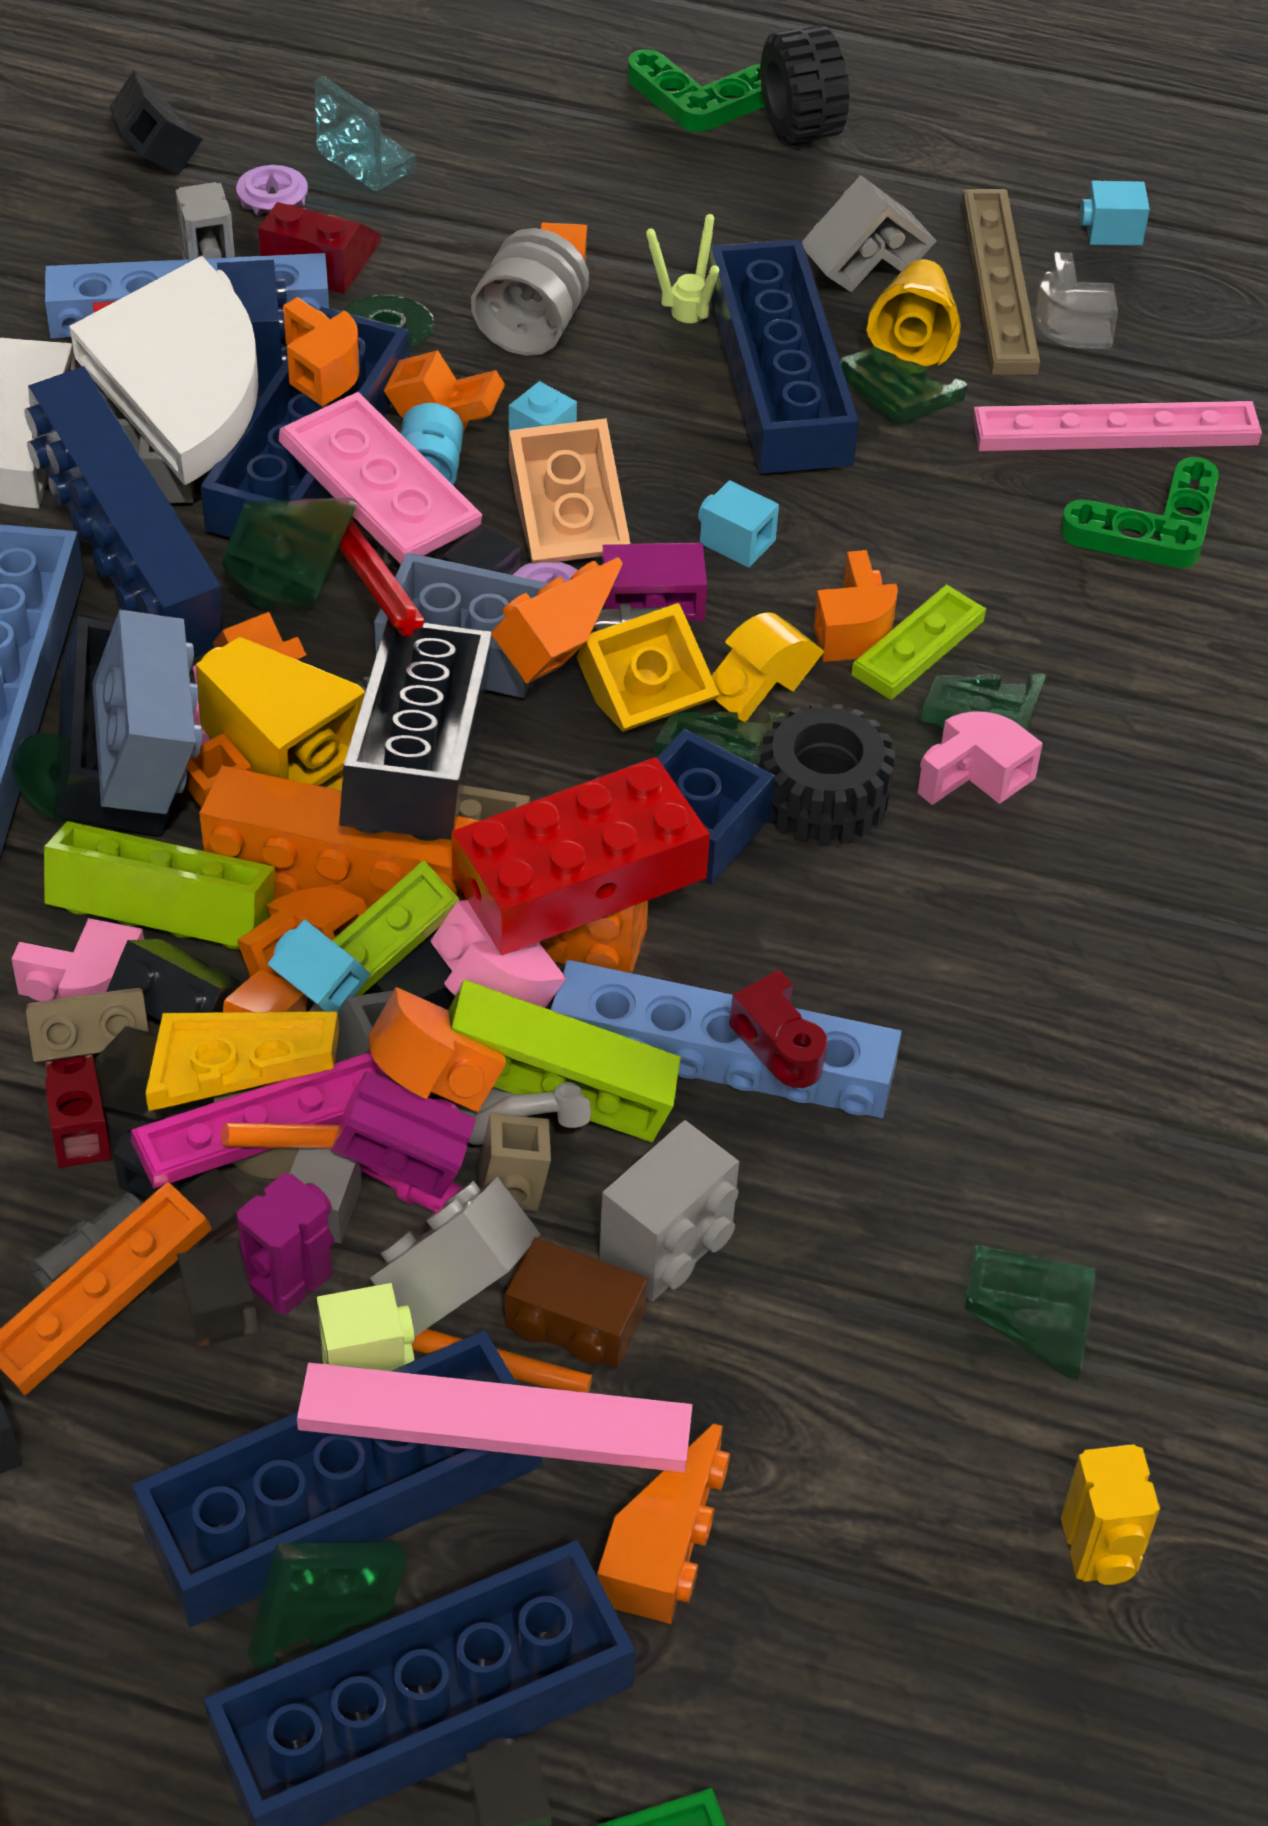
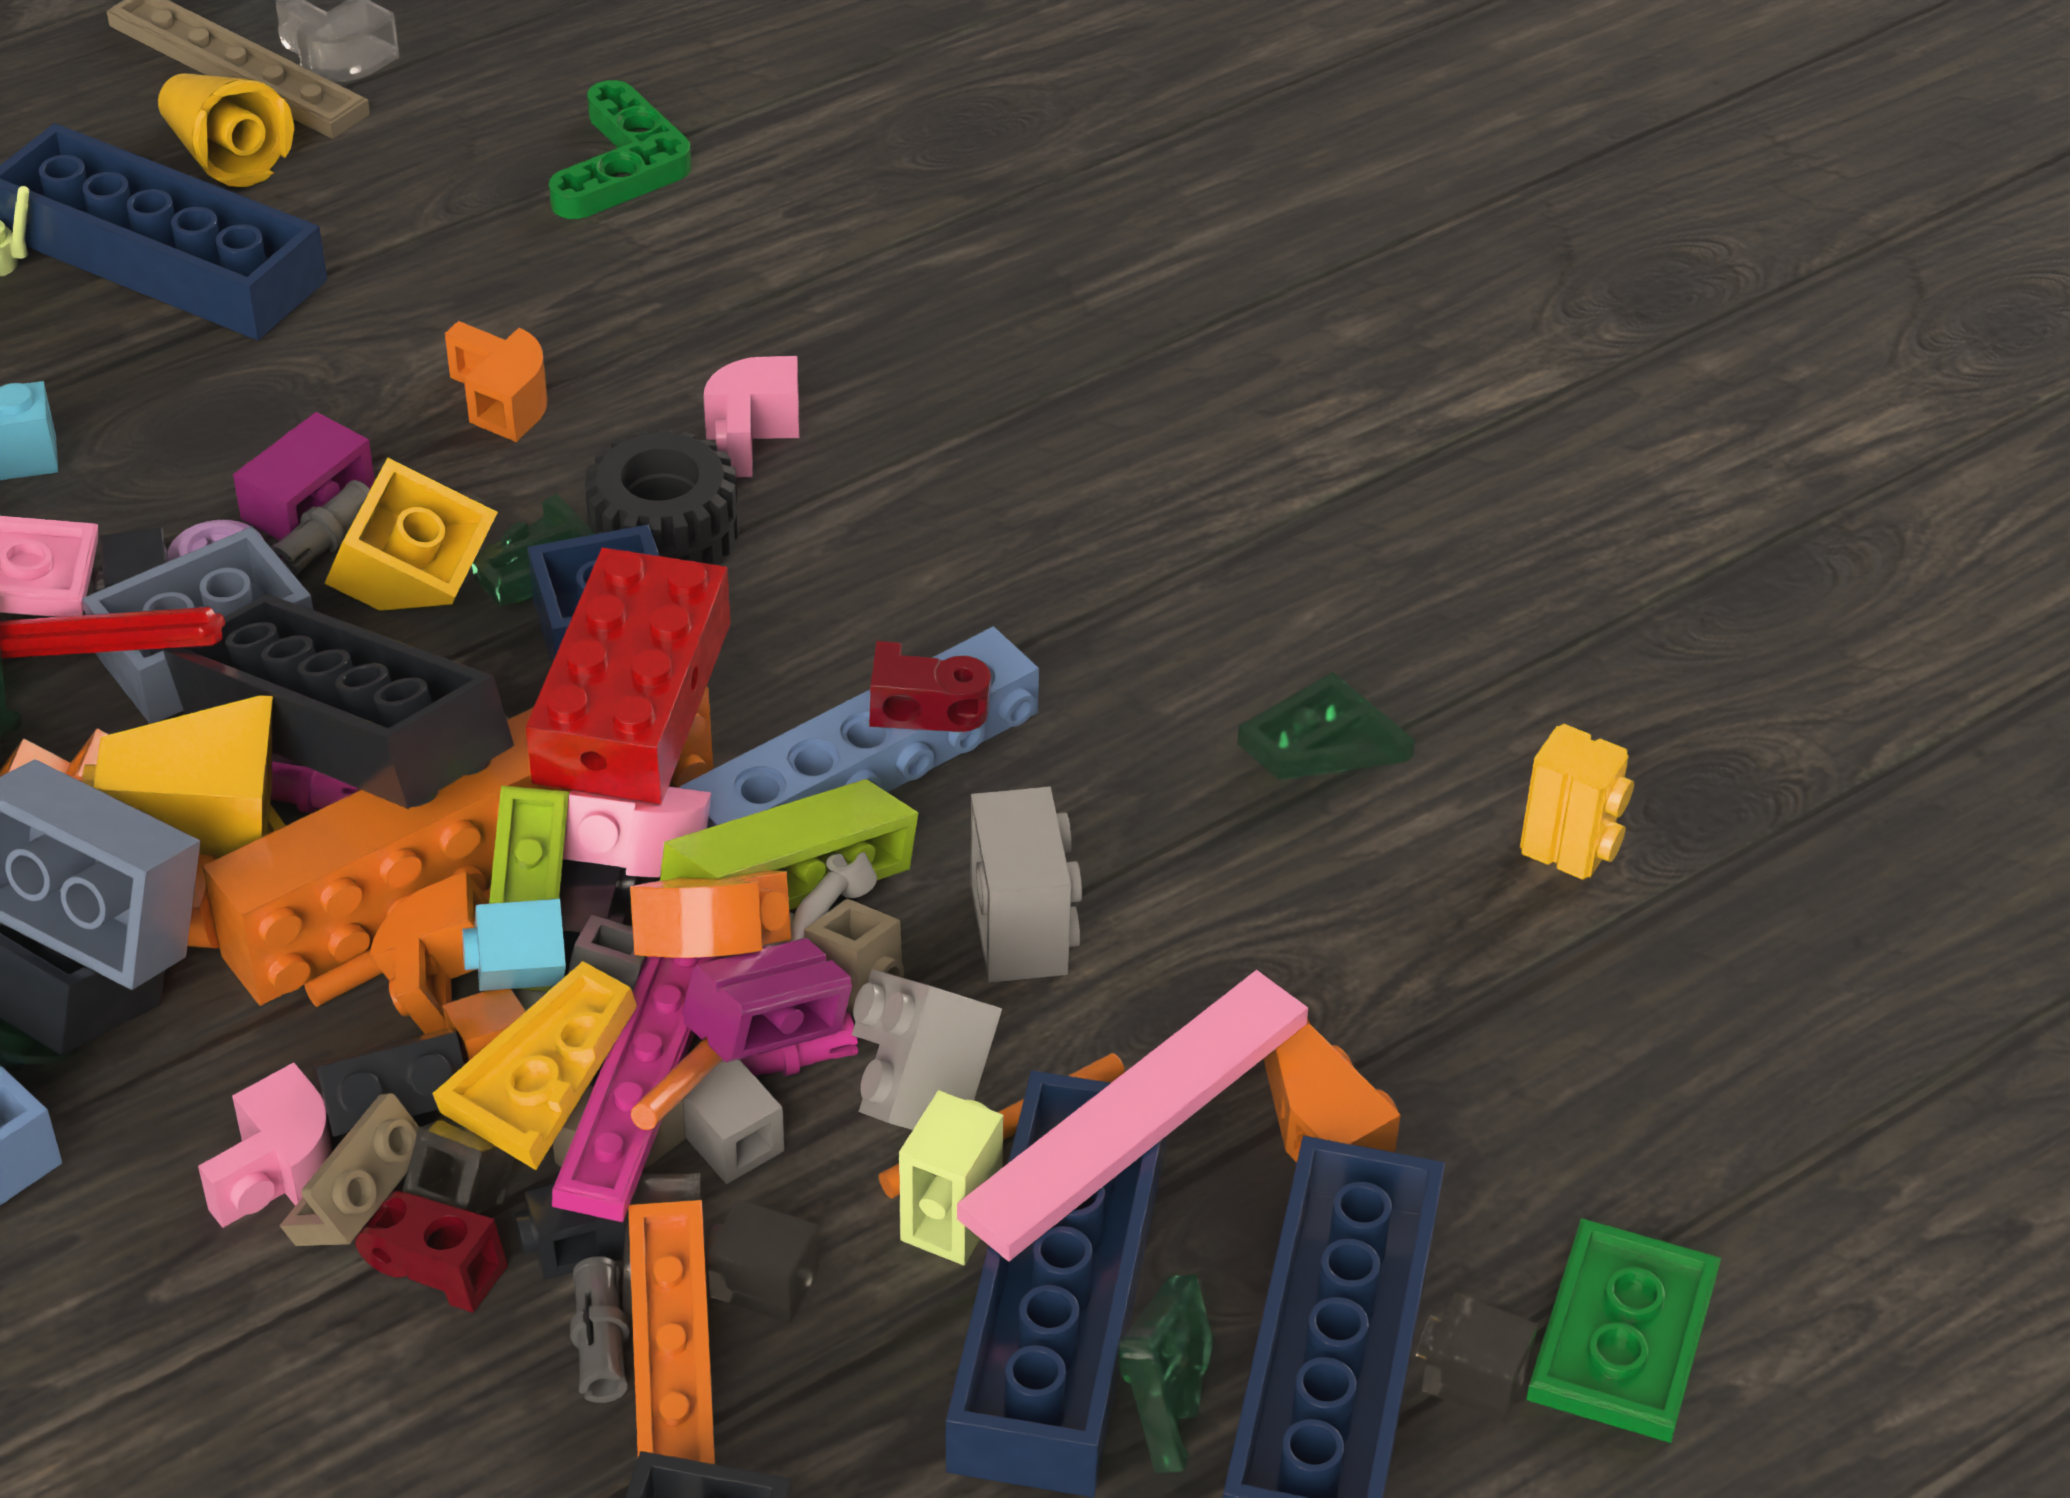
camera: 50 degrees left, 5 degrees down
(156, 884) = (246, 1025): lime brick -> none
(286, 1242) = (780, 1151): magenta brick -> none
(555, 623) = (312, 543): orange slope -> none
(567, 490) = (128, 461): light nougat slope -> none
(575, 1303) = (1048, 1013): reddish brown brick -> none
(738, 523) = (304, 382): medium azure brick -> none
(762, 653) = (493, 464): yellow brick -> none
(862, 231) = (92, 85): light grey brick -> none
(898, 384) = (297, 194): clear green wing -> none
(918, 642) = (574, 369): lime tile -> none
(982, 693) = (678, 380): clear green wing -> none
(1116, 426) = (489, 110): bright pink tile -> none

